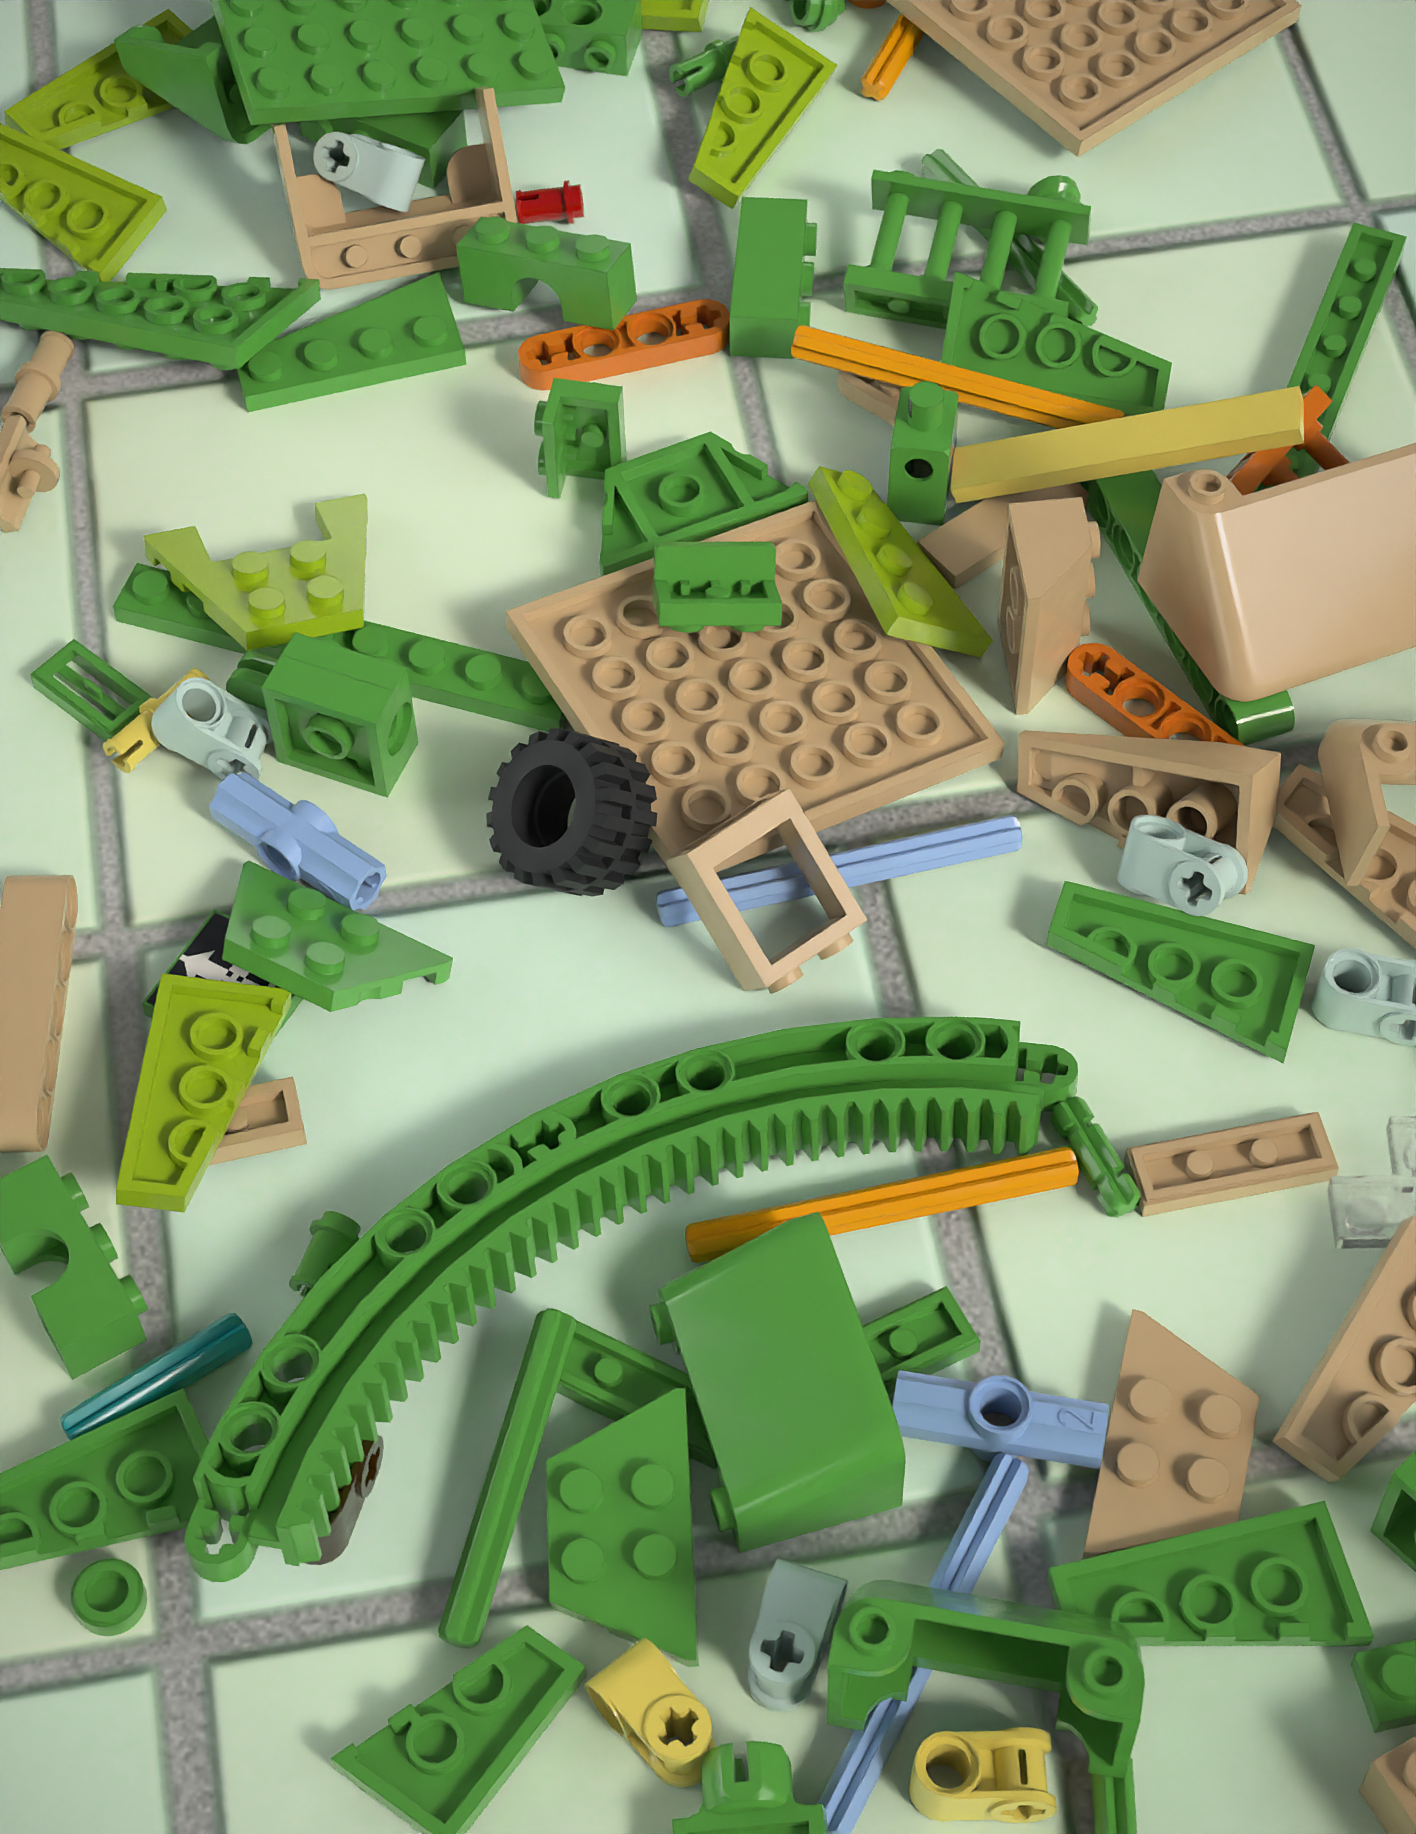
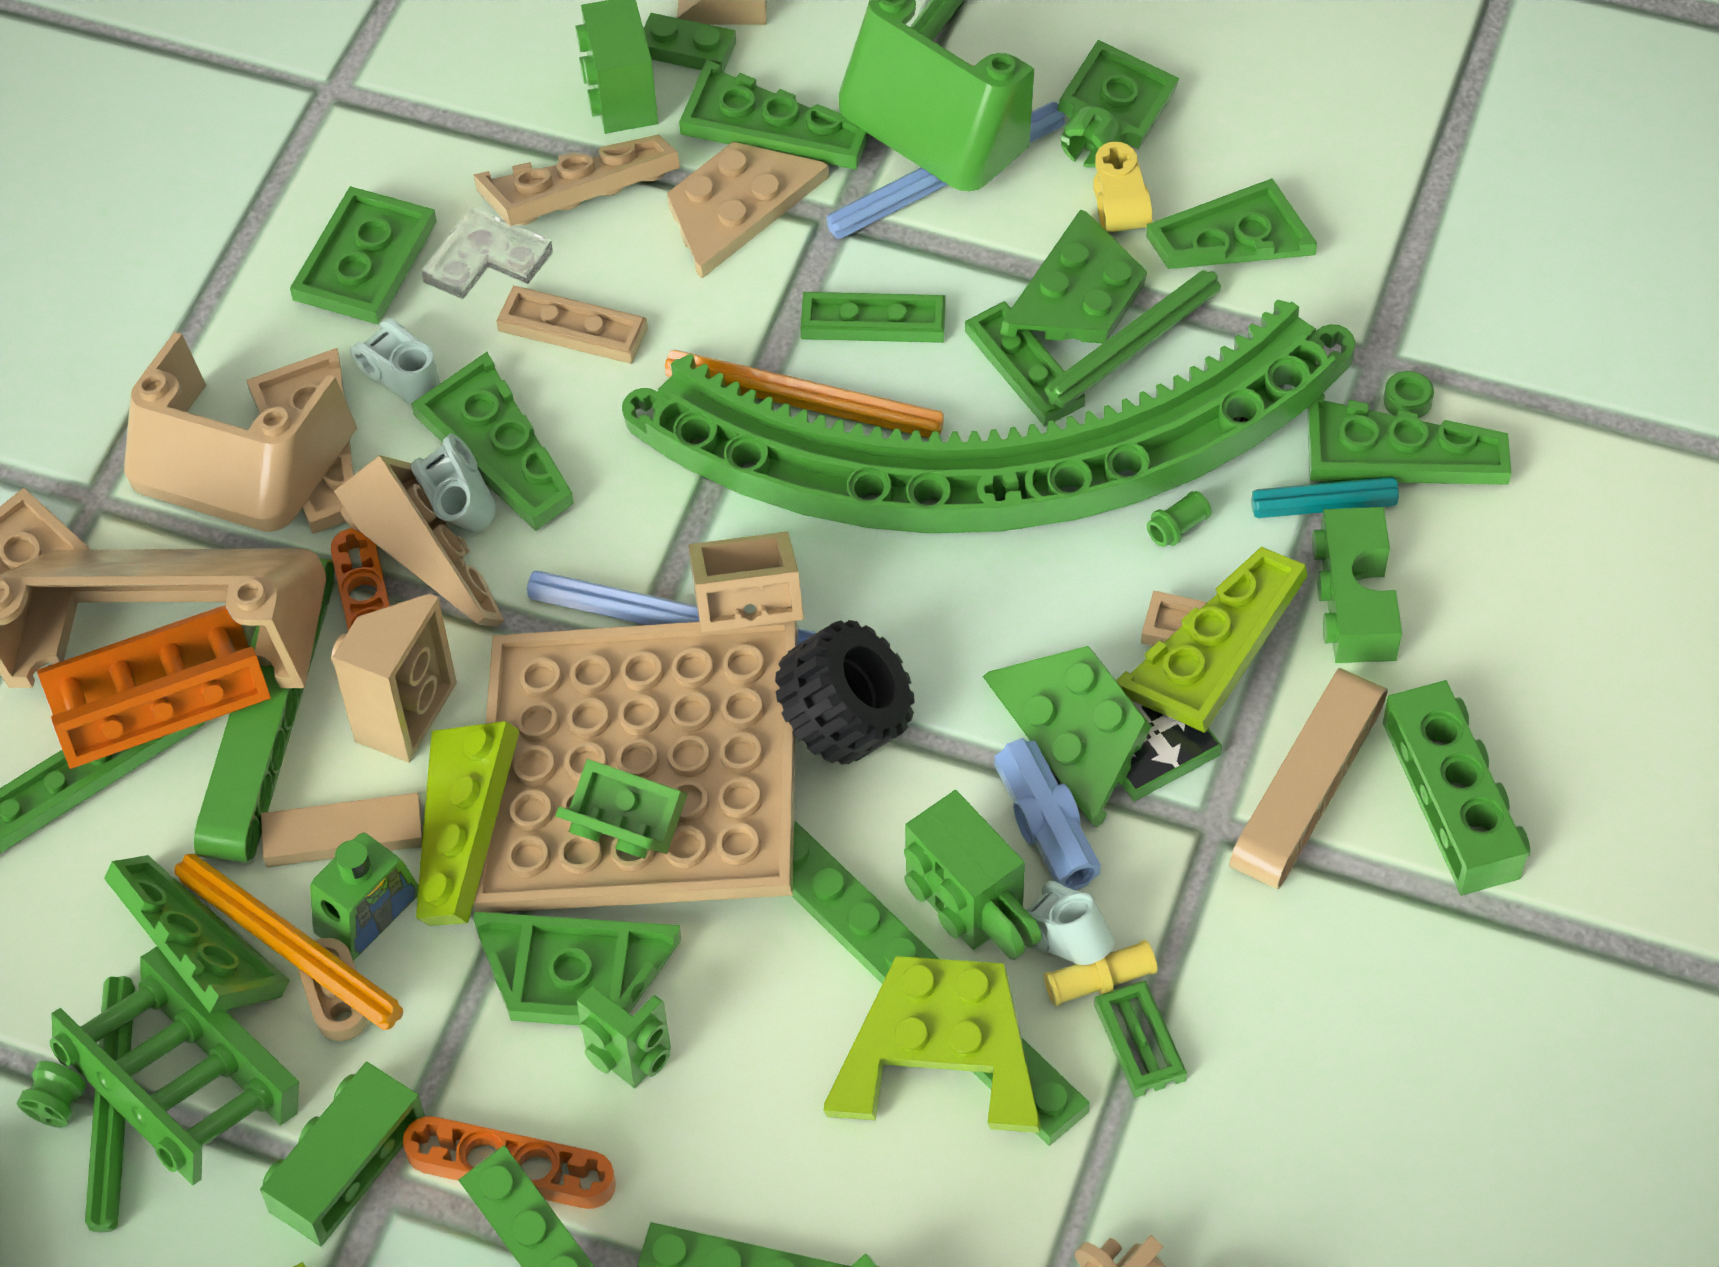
camera: 150 degrees left, 0 degrees up
(784, 1386) = (939, 307): bright green windscreen -> none
(793, 1627) = (1018, 193): light aqua piece -> none
(1043, 1428) = (826, 240): light blue piece -> none
(1096, 1157) = (652, 354): bright green axle -> none
(1129, 444) = (214, 769): light yellow tile -> none

